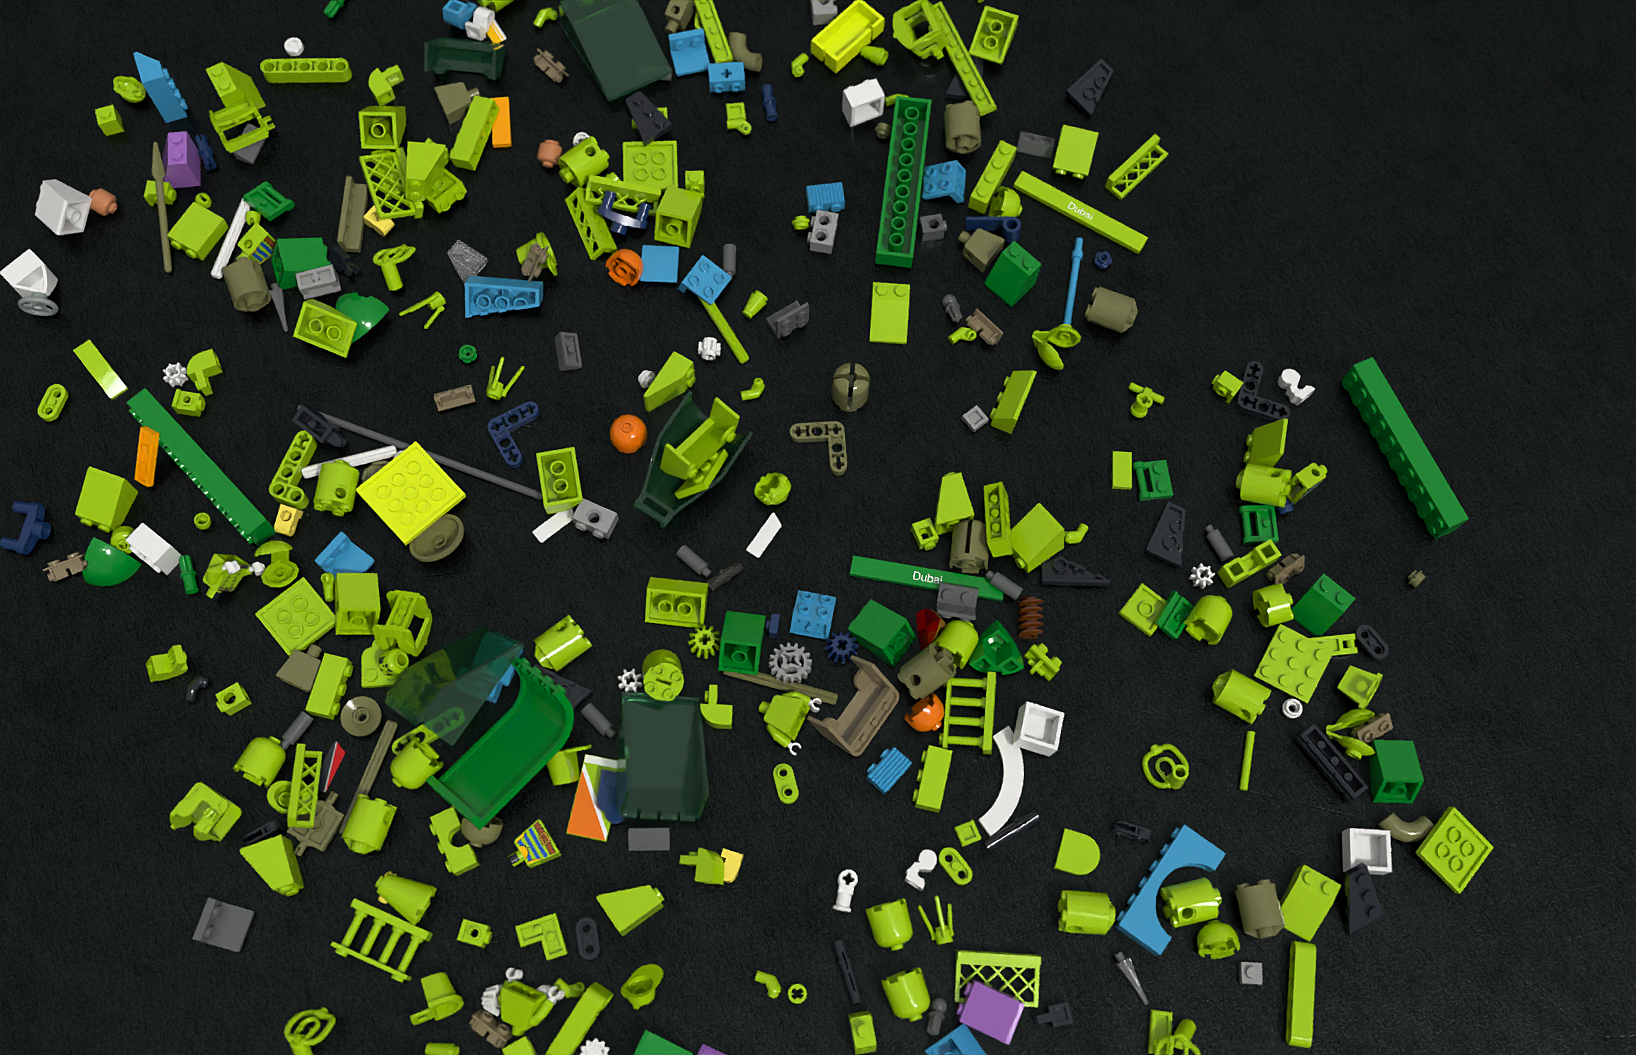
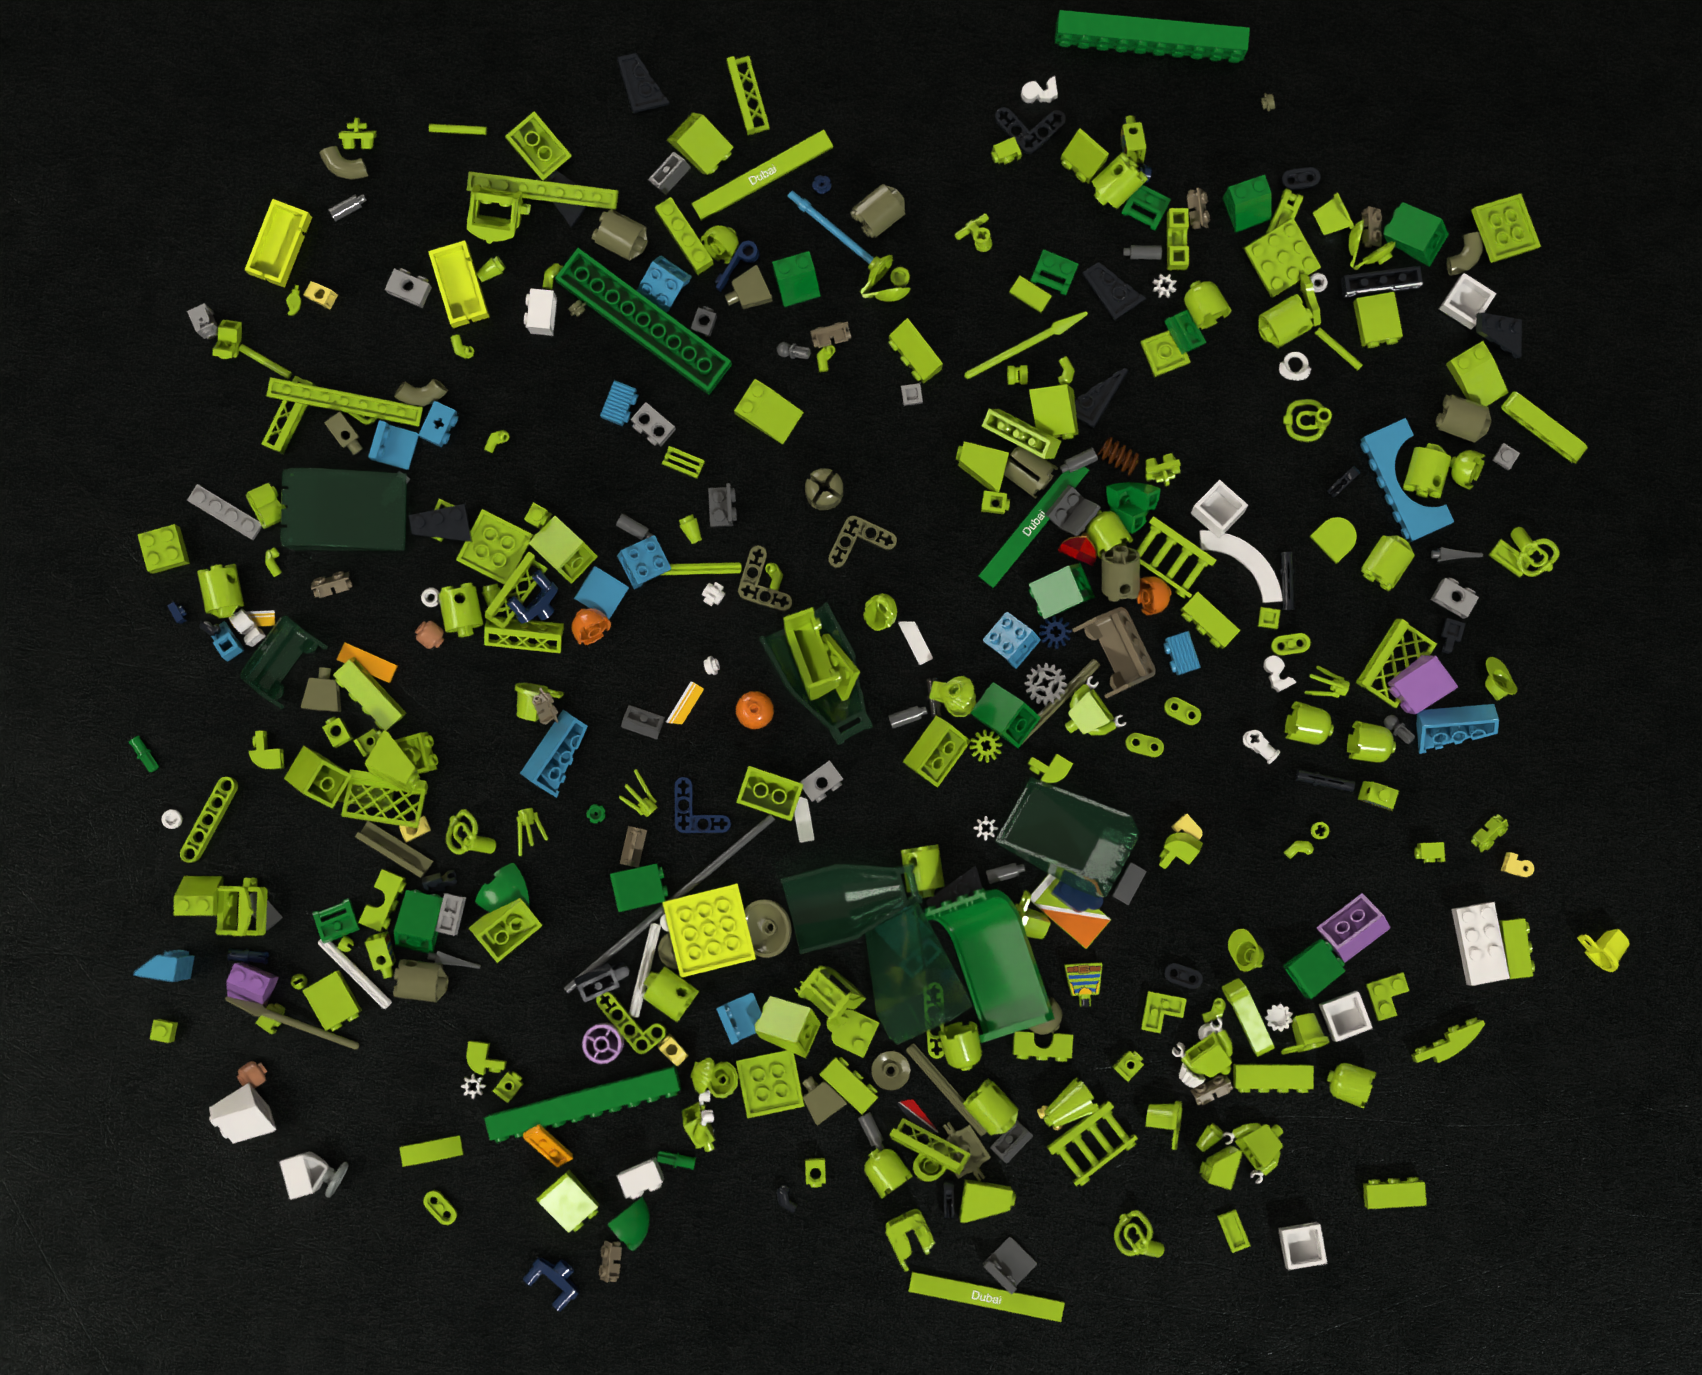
camera: 60 degrees left, 15 degrees up
(119, 537) = (615, 1200): lime head -> none
(129, 88) = (137, 996): lime arm -> none
(167, 665) = (753, 1213): lime brick -> none
(184, 922) = (986, 1296): none -> lime tile
(203, 518) = (630, 1122): lime hinge -> none
(261, 454) = (594, 1039): none -> lavender cylinder
(320, 226) = (391, 886): none -> lime arch
(328, 582) = (753, 1042): lime arm -> none
(347, 864) = (1011, 1142): none -> dark grey slope
(393, 662) = (862, 1020): lime head -> none
(418, 415) = (639, 887): none -> green slope
(433, 131) = (345, 735): none -> lime brick
(466, 260) = (499, 768): clear wing -> none
(497, 590) = (845, 901): none -> clear green windscreen
(602, 378) = (685, 704): none -> yellow sticker
(631, 906) = (1179, 927): lime slope -> none
(662, 675) = (1000, 798): lime cylinder -> none
(670, 382) = (728, 641): lime slope -> none
(734, 589) = (956, 695): none -> lime animal
(735, 111) = (479, 435): lime tile -> none
(737, 377) = (753, 583): none -> olive beam
(769, 102) = (487, 398): dark blue pin -> none
(772, 625) = (1003, 680): dark blue plate -> none
(801, 223) = (631, 440): lime plate -> none
(805, 258) = (668, 456): none -> lime tile
(836, 801) = (1182, 712): none -> lime plate
(1046, 494) = (1012, 375): none -> lime wheel
(1068, 359) = (900, 277): none -> lime tile
(1085, 1010) = (1443, 597): none -> light grey brick
(1107, 507) = (1057, 328): none -> lime piece
(1196, 726) = (1284, 368): none -> white piece
(1273, 605) = (1225, 243): lime brick -> none
(1273, 708) = (1309, 295): none -> lime tile
(1296, 780) = (1378, 319): none -> lime brick

